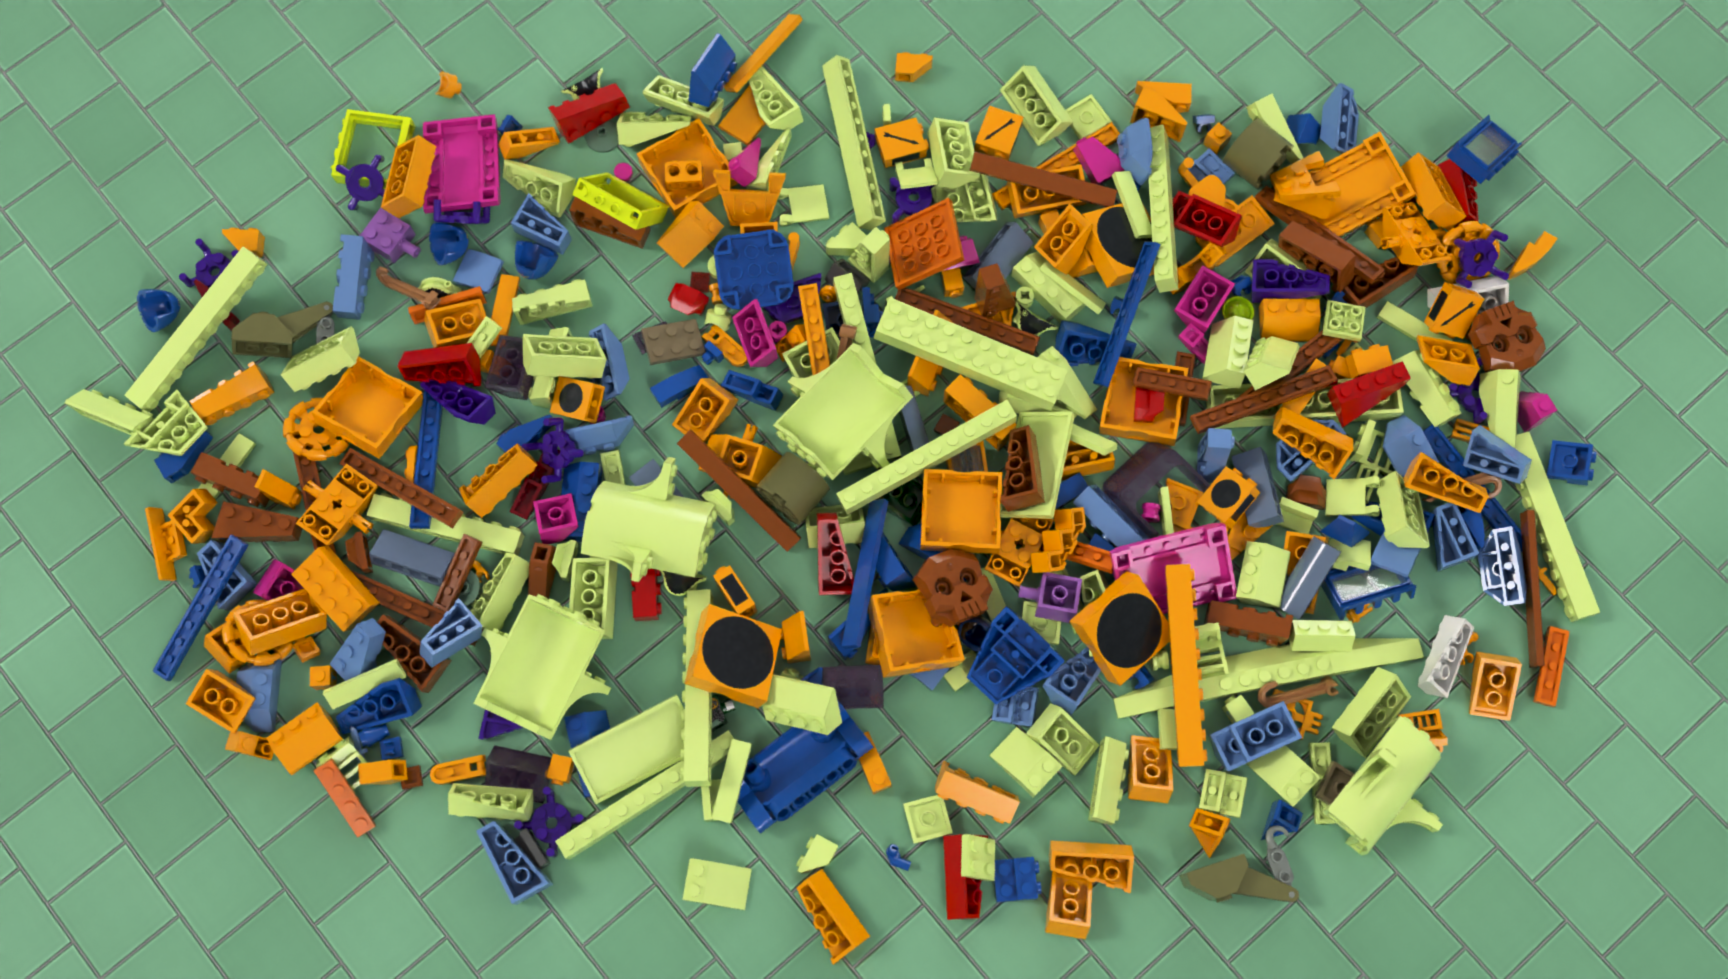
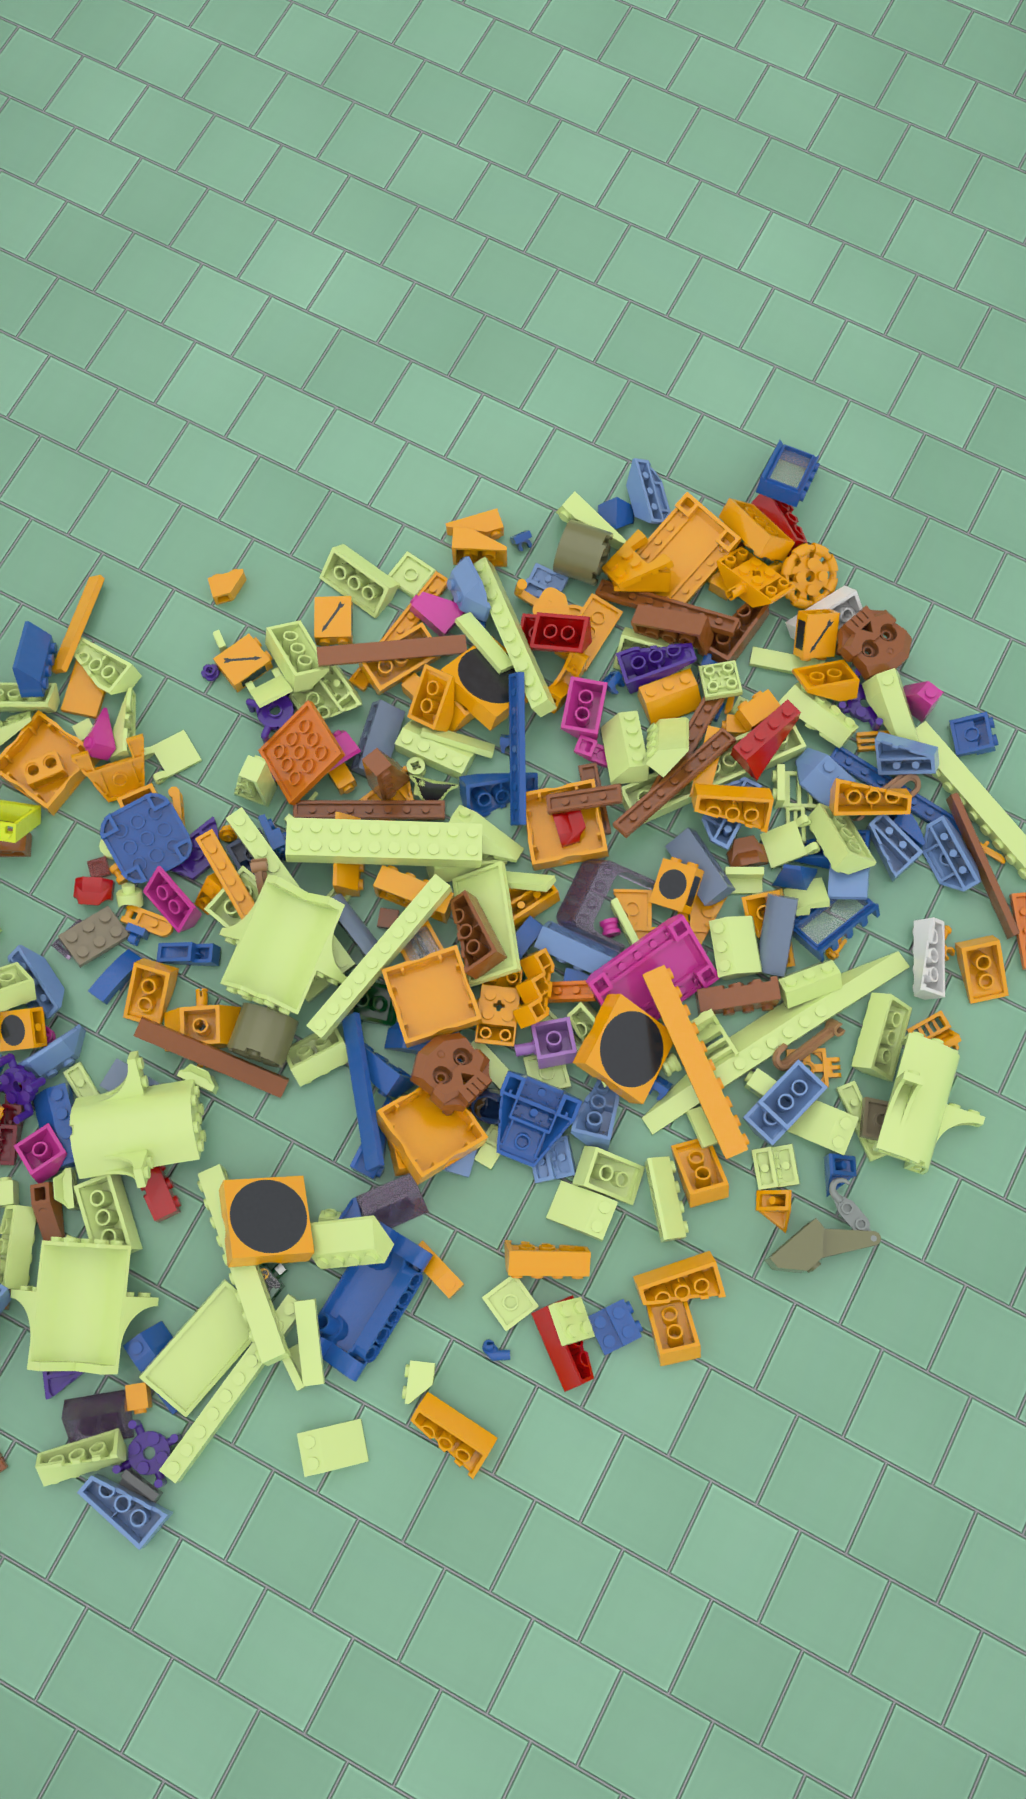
camera: 20 degrees left, 0 degrees up
(458, 770) = (37, 1438): light orange plate -> none
(679, 584) = (189, 1170): black hat -> none
(690, 233) = (71, 825): light orange slope -> none
(734, 591) = (244, 1157): light orange brick -> none
(777, 335) = (194, 891): dark pink wheel -> none
(795, 639) = (320, 1180): light orange slope -> none
(834, 566) = (329, 1092): red wedge -> none
(842, 267) = (233, 803): dark grey panel -> none
(845, 241) = (225, 777): yellowish green slope -> none
(853, 143) = (198, 679): yellowish green brick -> none
(1214, 452) = (647, 850): medium blue wedge -> none
(1217, 138) = (540, 551): light orange brick -> none
(1238, 307) = (619, 702): lime hat -> none
(1488, 256) = (828, 576): dark purple plate -> none
(1532, 254) = (866, 555): light orange slope -> none

